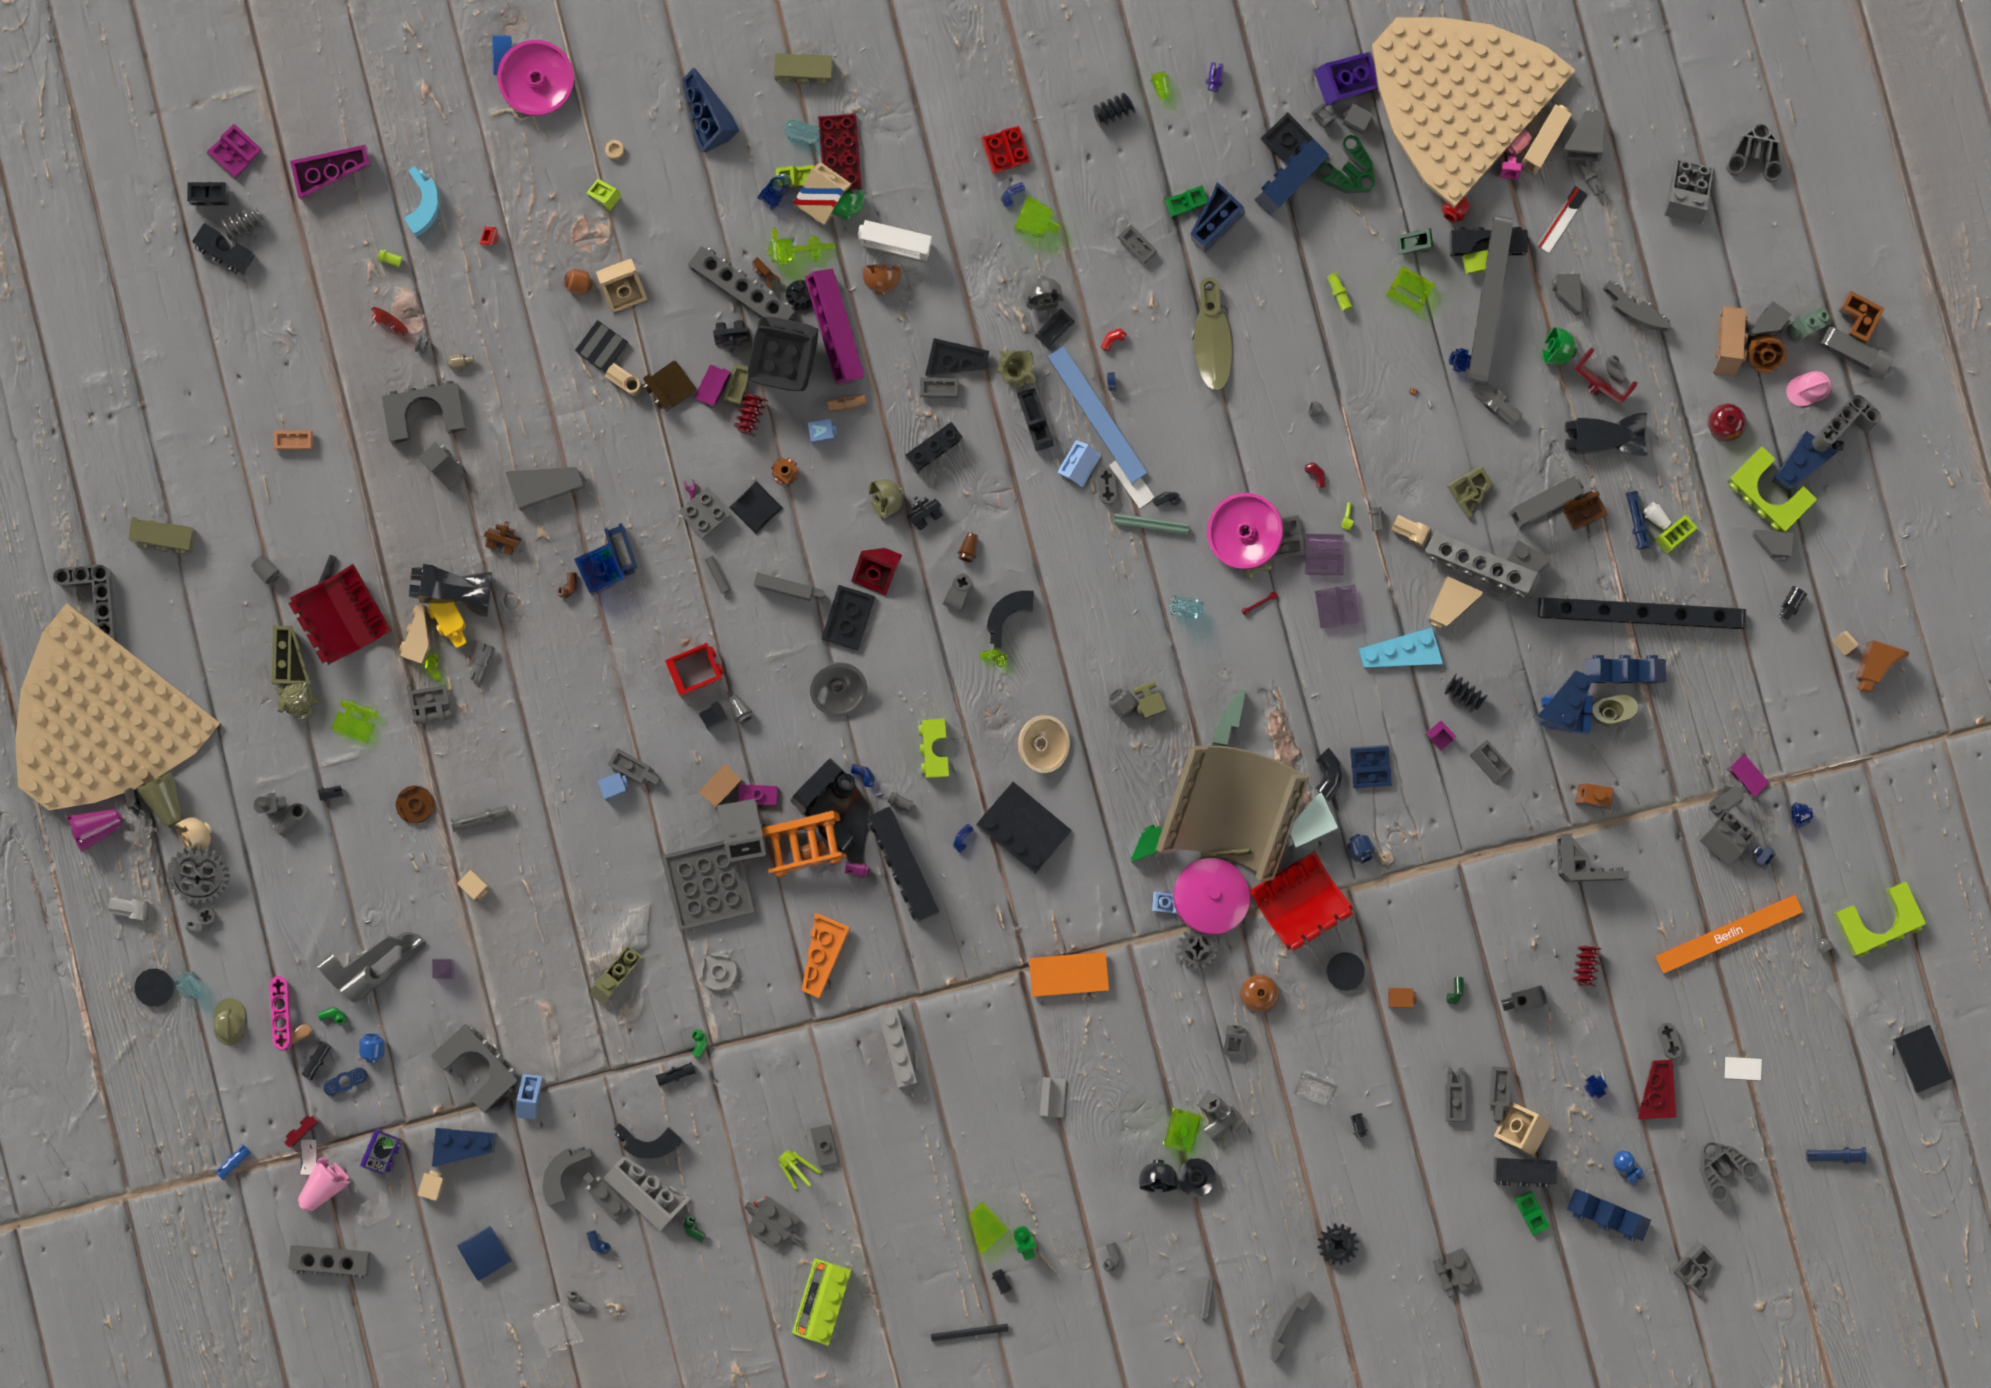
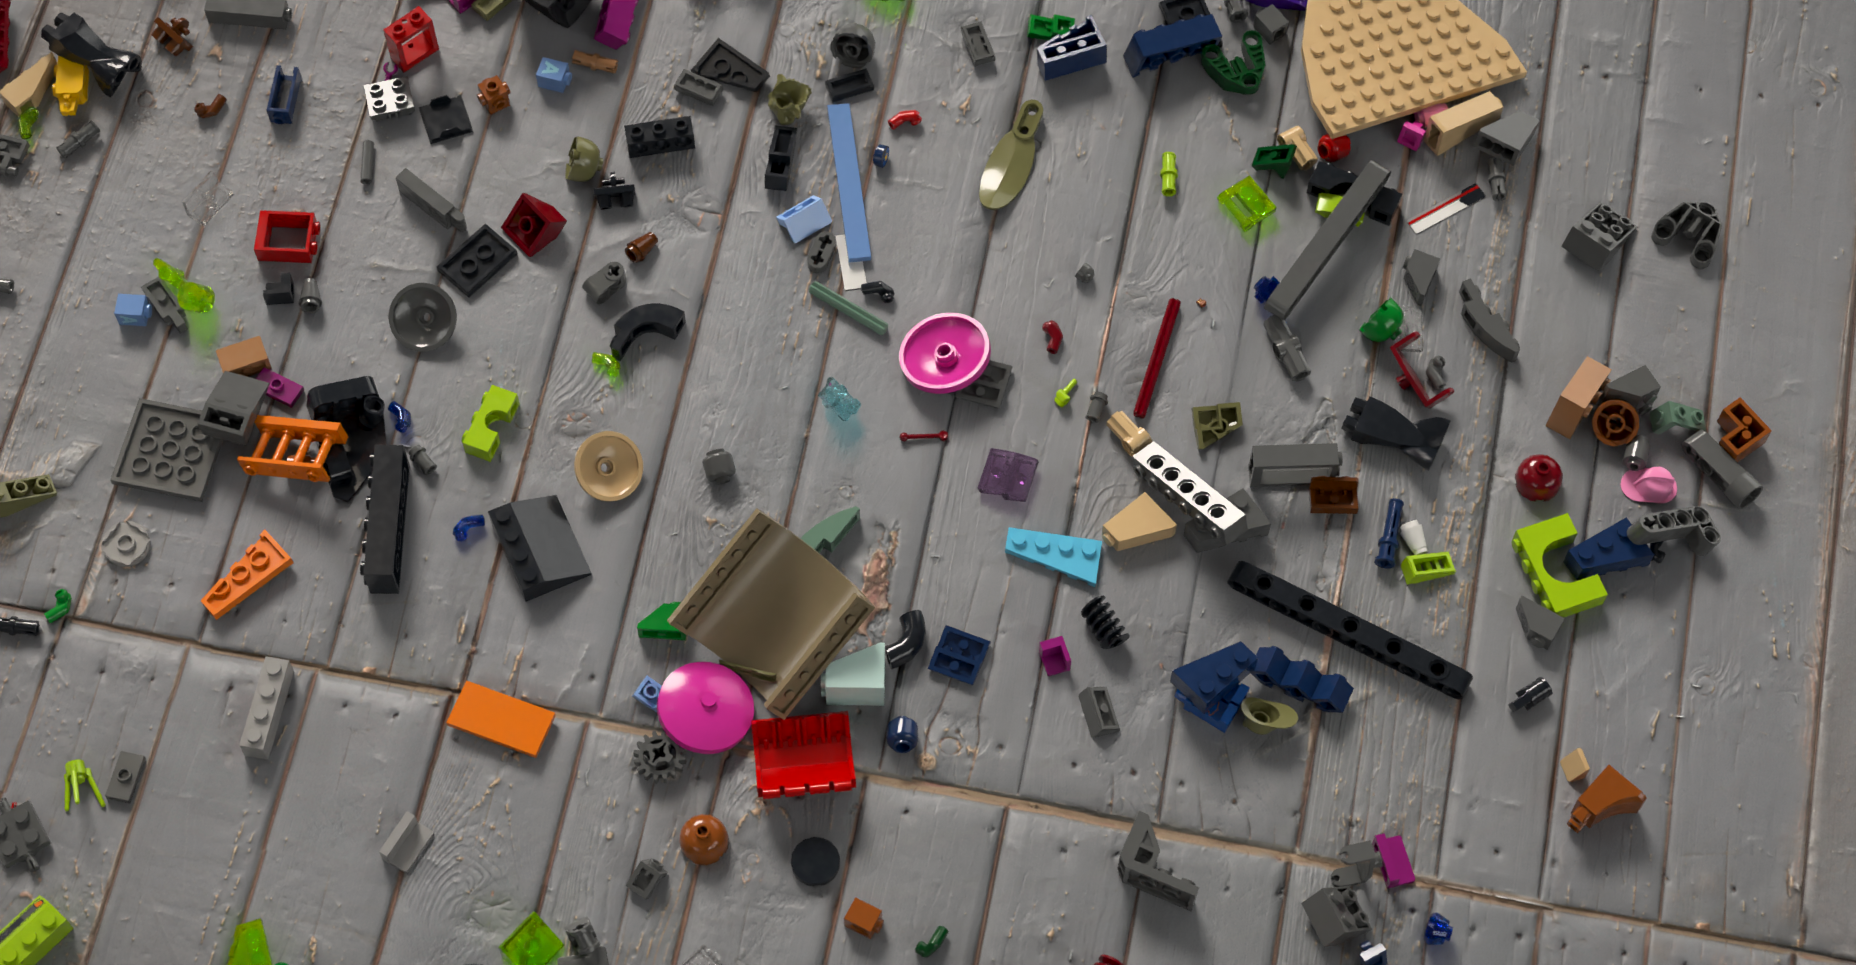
camera: 30 degrees right, 20 degrees down
(599, 569) = (247, 100): clear blue slope -> none
(653, 755) = (191, 295): none -> clear neon green piece
(696, 462) = (416, 49): none -> red window
(749, 413) = (489, 27): dark red piece -> none
(857, 869) = (335, 506): magenta pin -> none
(1151, 703) = (748, 480): olive brick -> none
(1251, 572) = (933, 399): olive arm -> none
(1324, 554) = (1020, 416): clear purple slope -> none
(1402, 455) = (1157, 358): none -> dark red axle
(1423, 219) = (1303, 156): none -> tan piece
(1594, 795) = (1203, 799): dark orange torso -> none
(1791, 369) = (1636, 453): none -> dark grey brick

